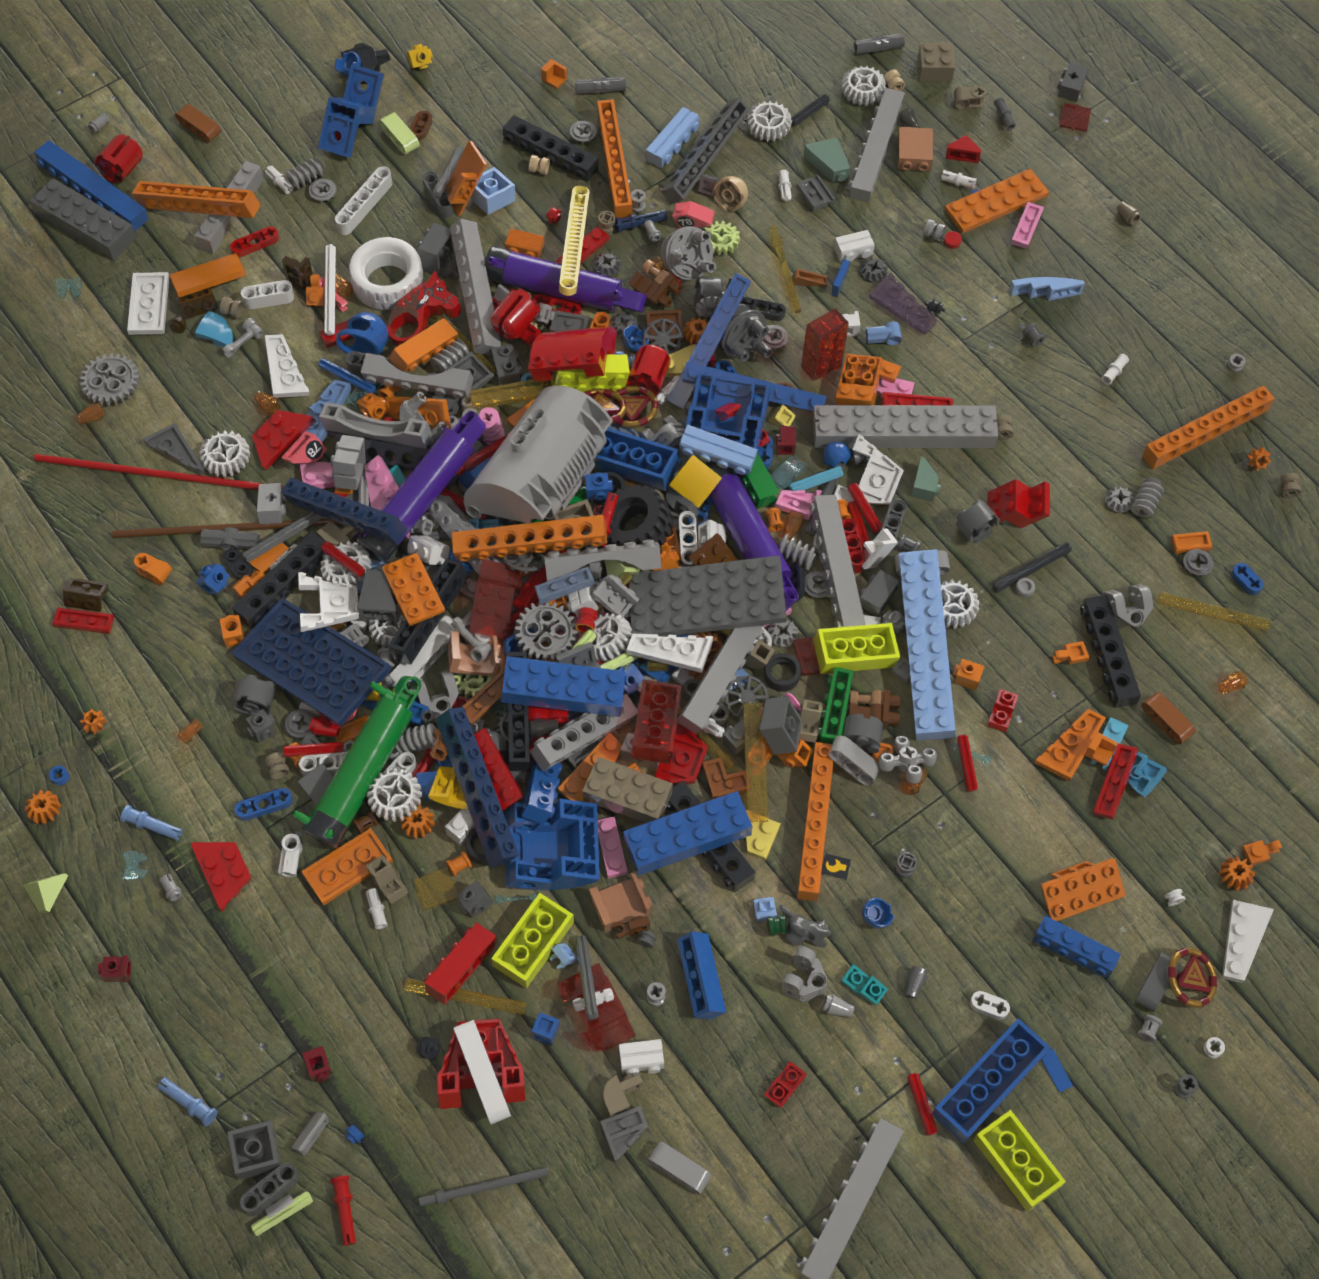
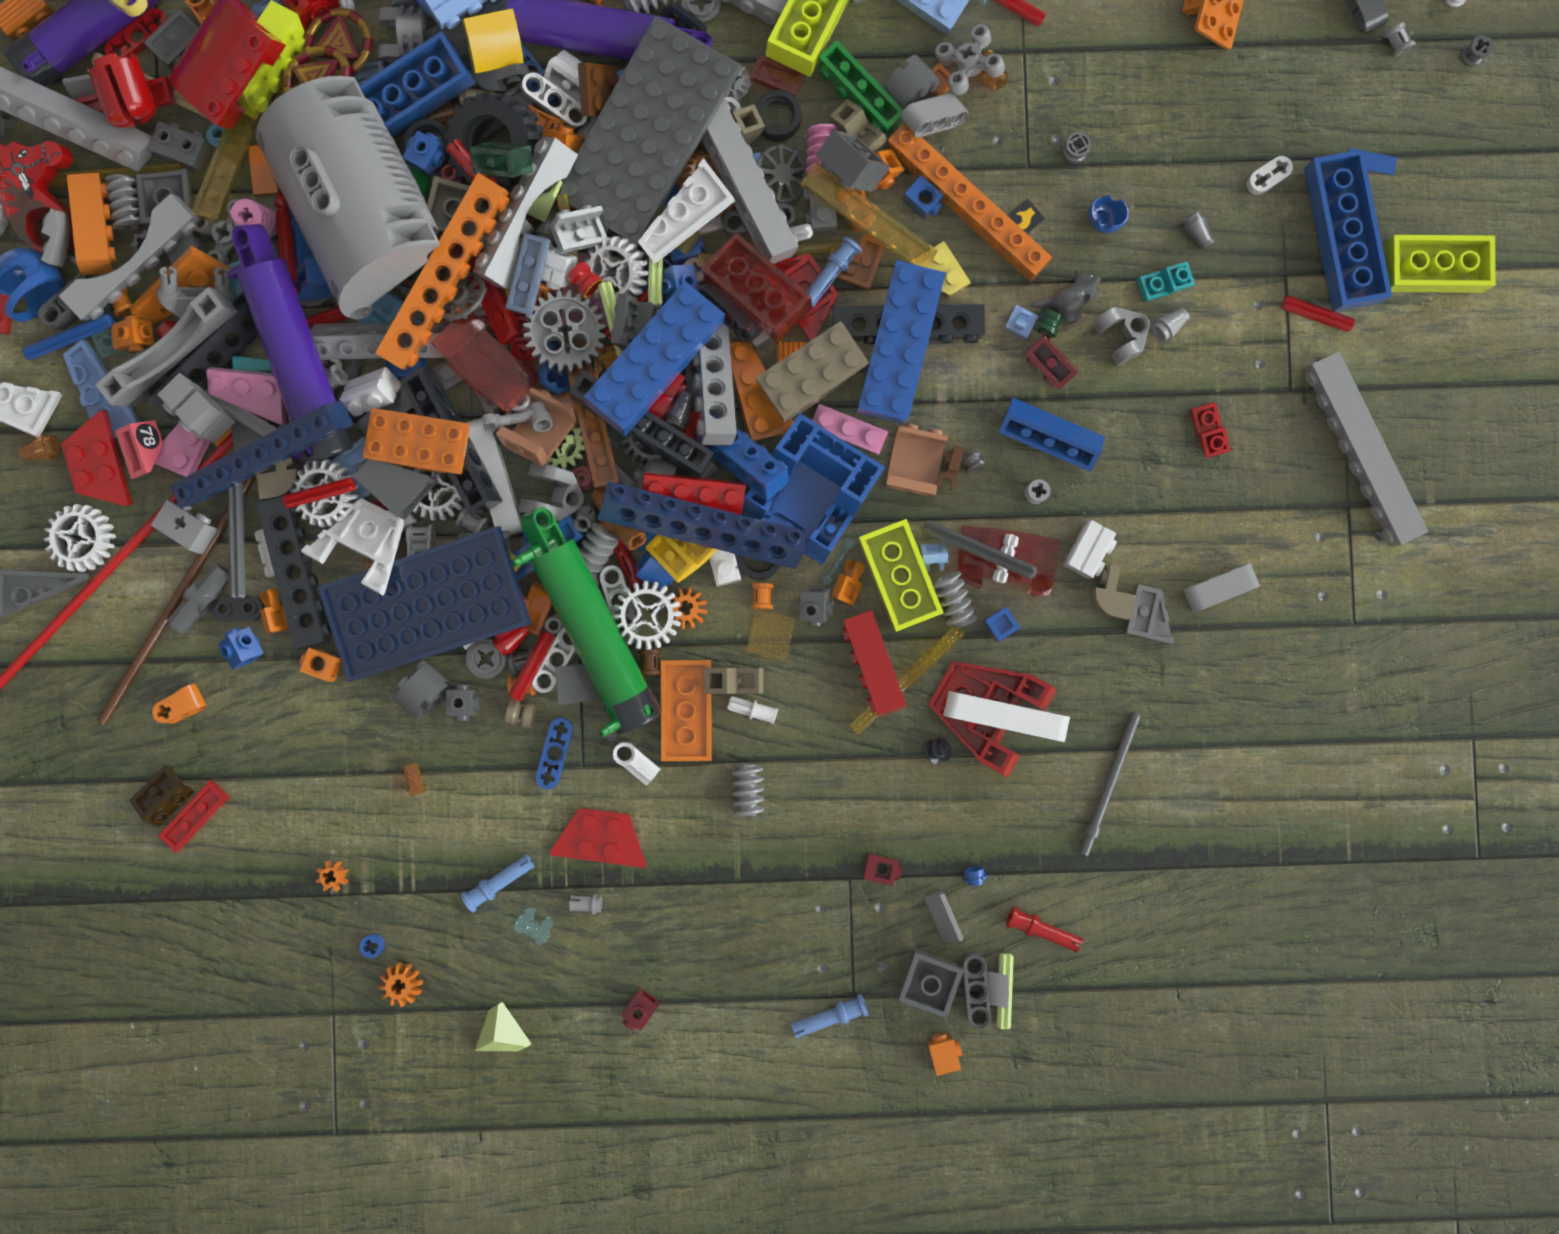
camera: 55 degrees left, 25 degrees up
(208, 1198) = (944, 1053): none -> orange brick
(264, 561) = (254, 570): orange tile -> none
(317, 938) = (748, 789): none -> light grey piece
(405, 332) = (57, 227): none -> light grey slope
(502, 913) = (847, 585): none -> orange plate
(540, 986) = (955, 600): none -> light grey piece
(545, 313) = (143, 53): light grey gear -> none
(622, 524) = (501, 159): none -> clear green brick
(628, 716) = (735, 317): none -> black beam
(714, 764) = (837, 262): none -> medium blue pin
(751, 942) = (1051, 361): none -> dark red brick
(798, 784) = (919, 188): none -> blue brick
(878, 707) = (890, 46): reddish brown hips -> none
(1076, 947) = (1275, 46): blue brick -> none

